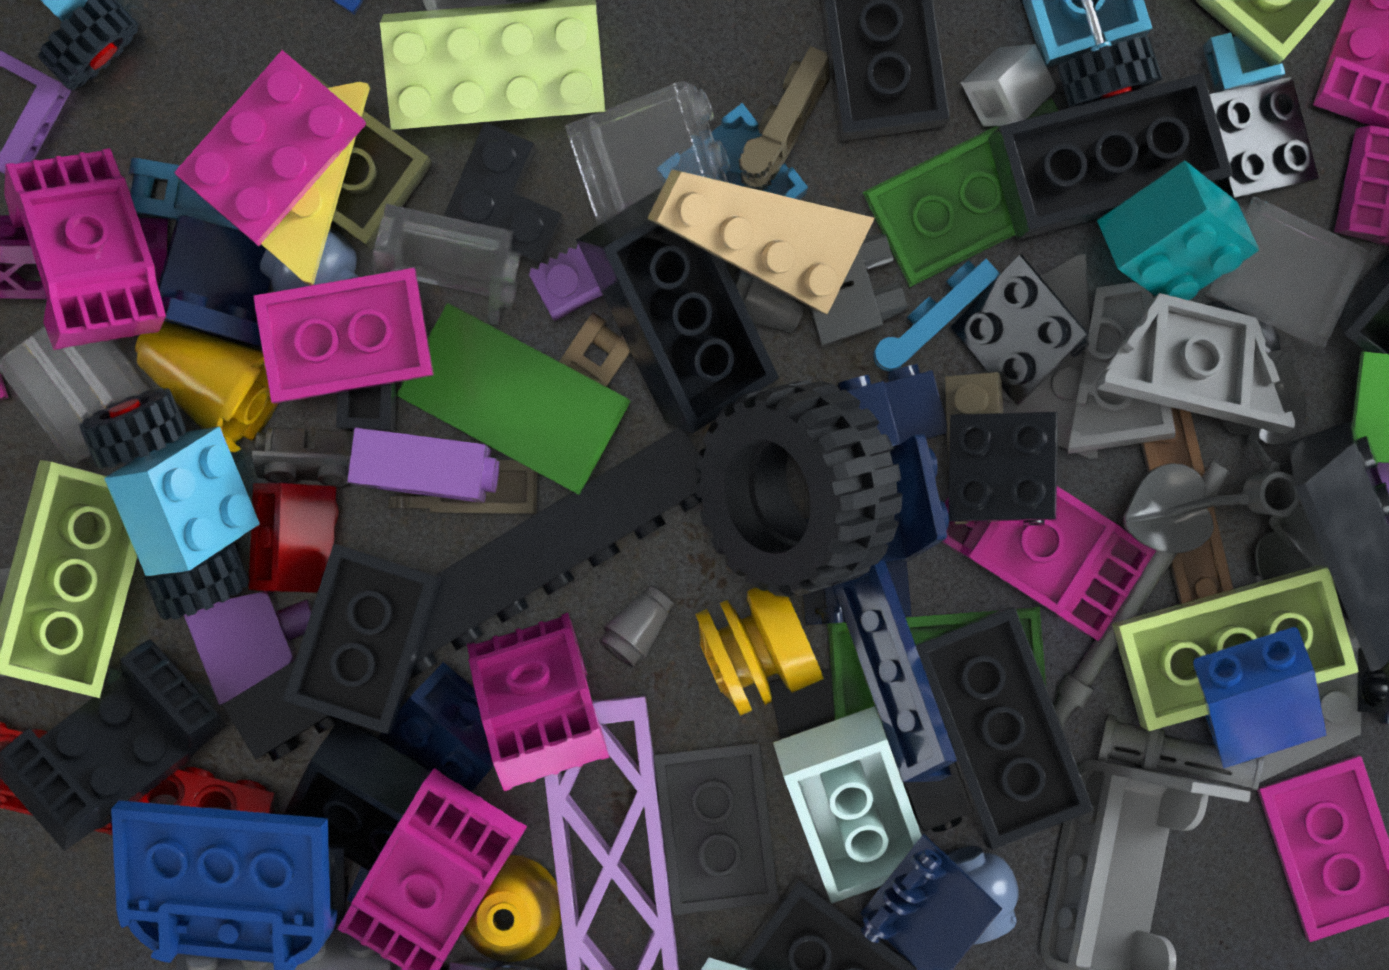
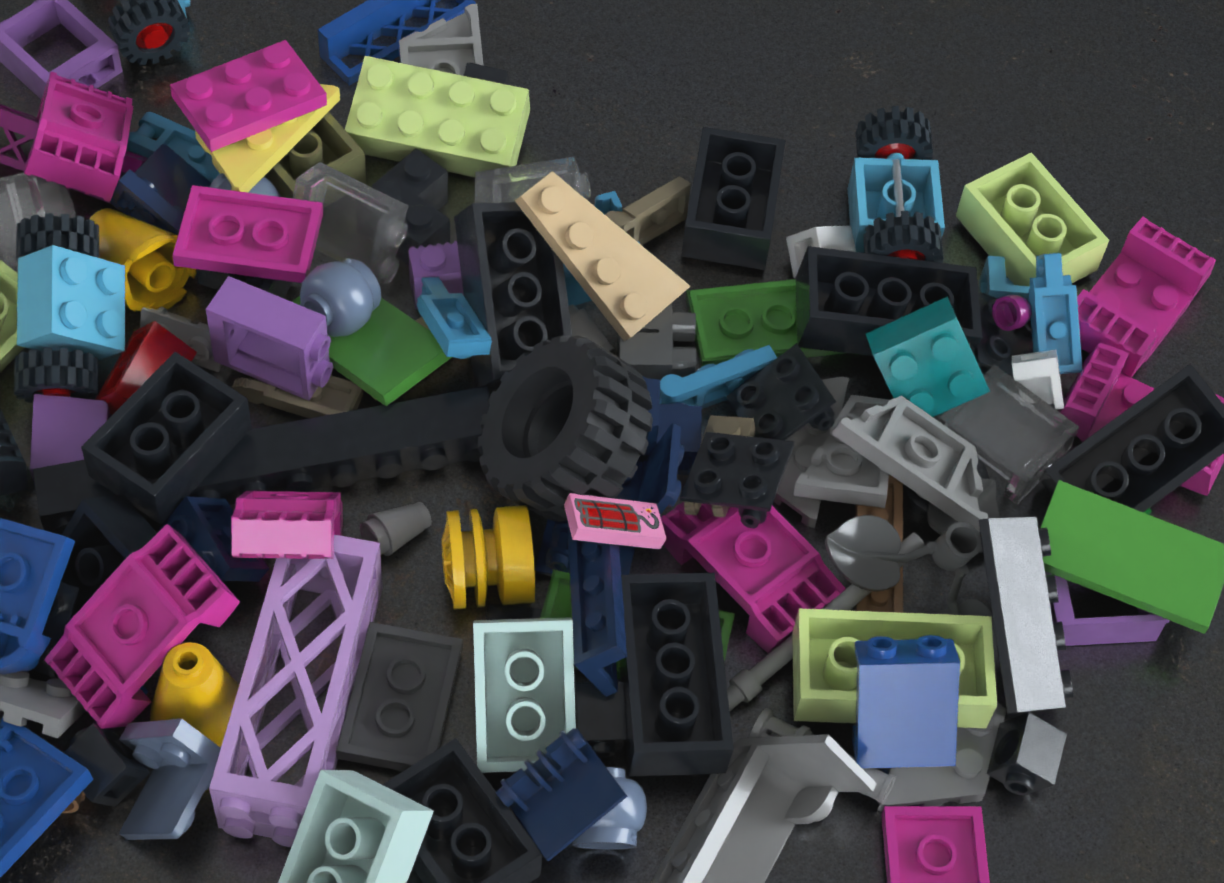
camera: 10 degrees right, 30 degrees down
(477, 382) = (343, 293): none -> sand blue piece
(617, 369) = (452, 321): none -> dark azure hinge
(890, 590) = (614, 521): none -> tile
(1259, 121) = (1011, 312): none -> magenta hinge
(1309, 194) = (1040, 375): none -> white panel
(1310, 113) = (1055, 313): none -> dark azure hinge

